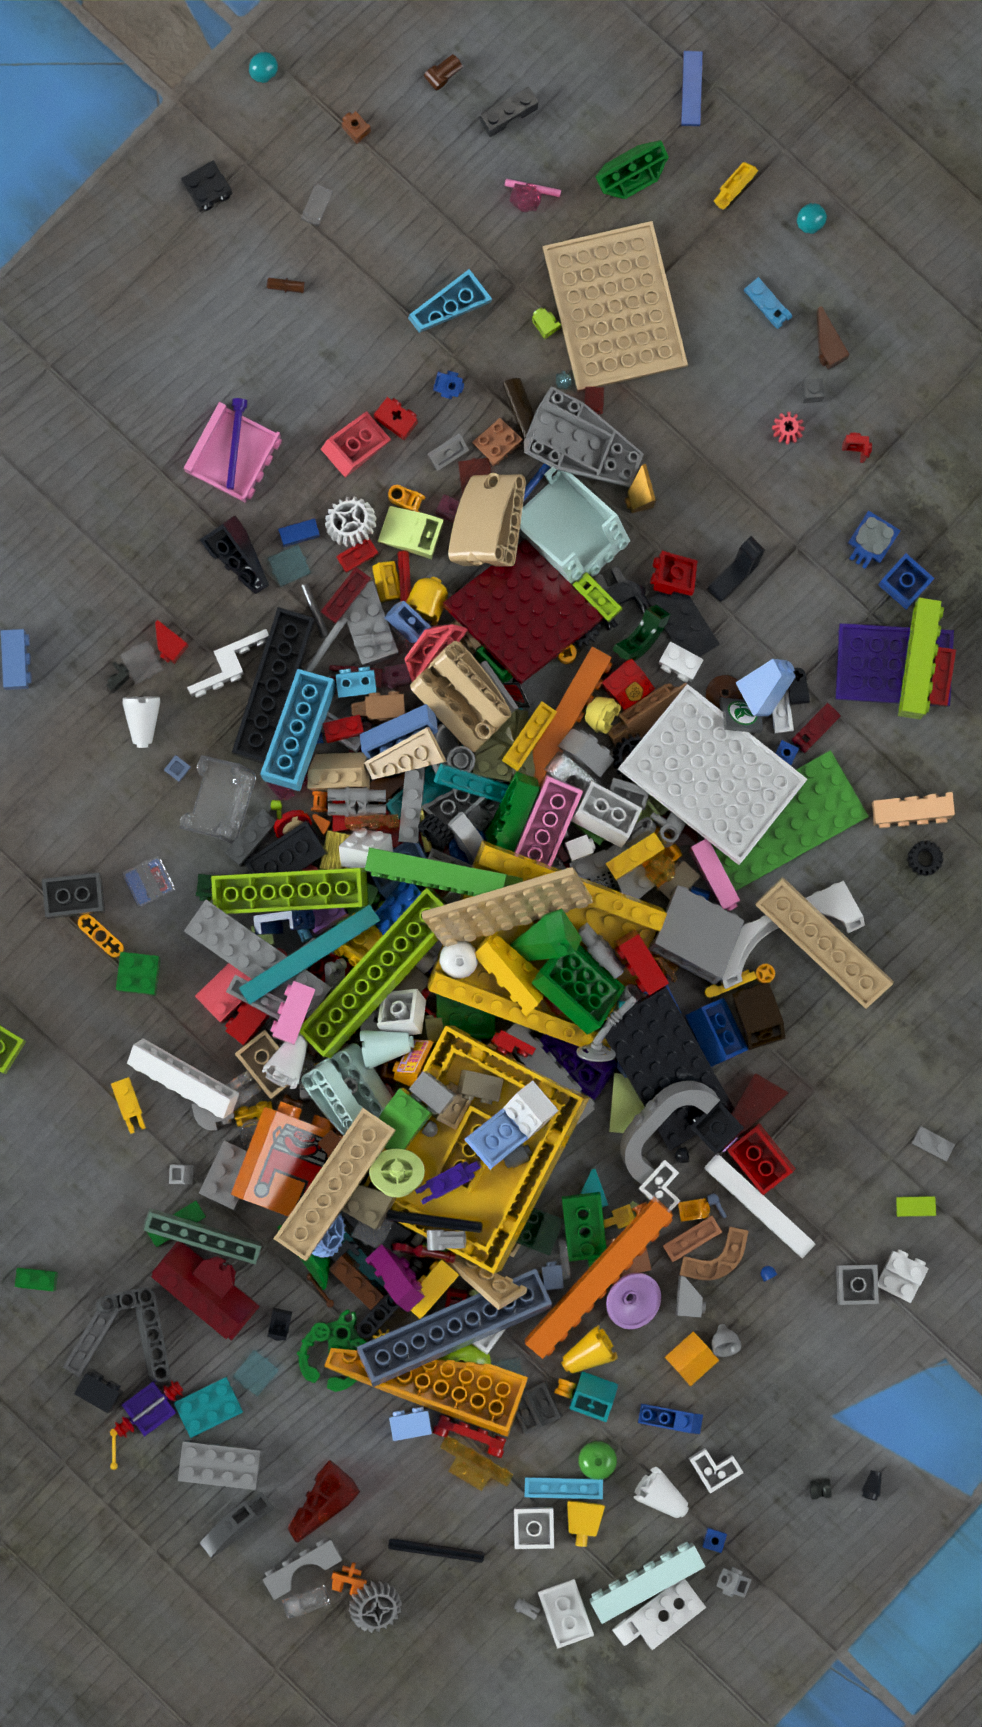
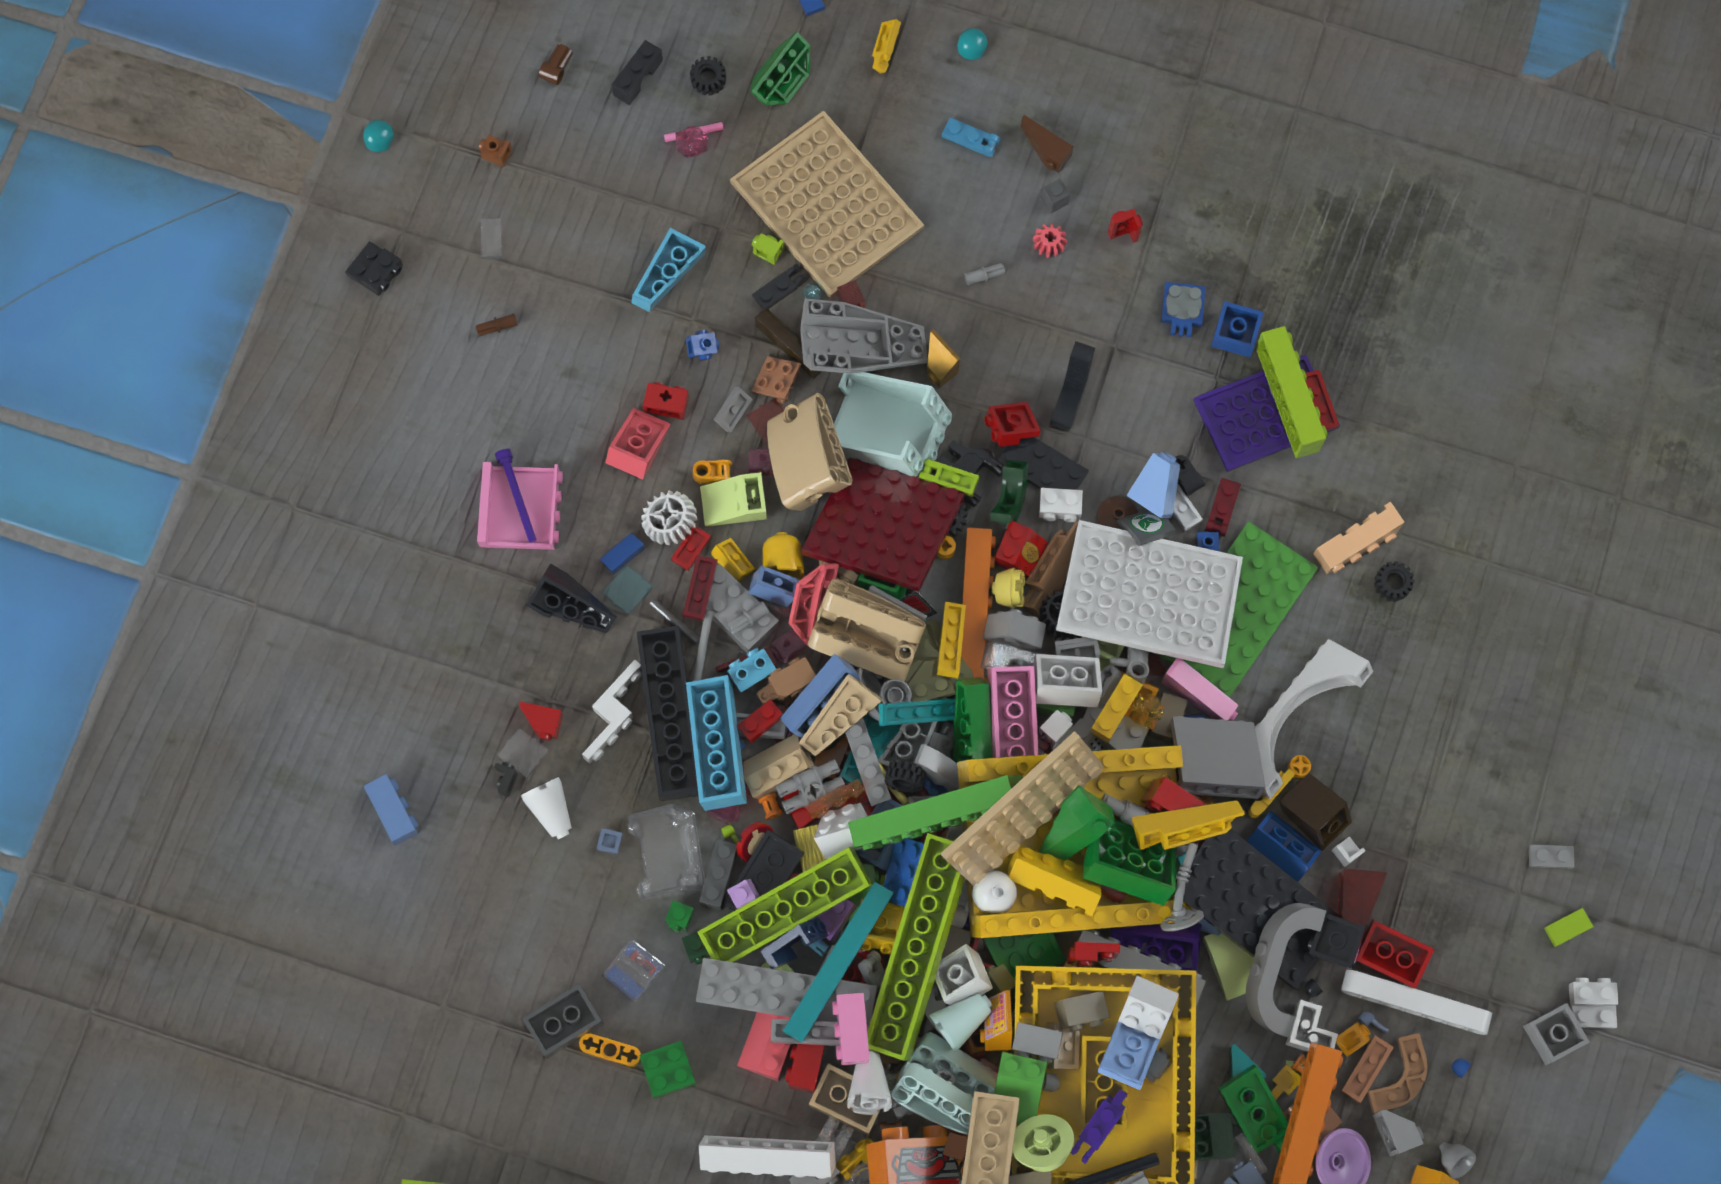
camera: 25 degrees left, 10 degrees down
(204, 856) = (679, 916): none -> green brick
(262, 863) = (743, 893): none -> lavender brick
(322, 823) = (783, 827): orange slope -> none
(404, 575) = (746, 545): red axle -> none
(535, 480) = (833, 391): blue bar -> none
(538, 362) = (779, 288): none -> black hinge
(569, 131) = (708, 65): none -> black tyre
(635, 979) = (1185, 825): none -> yellow wedge
(718, 431) = (984, 274): none -> light grey axle
(768, 1060) = (1347, 851): none -> white panel
(824, 943) = (1343, 707): tan plate -> none

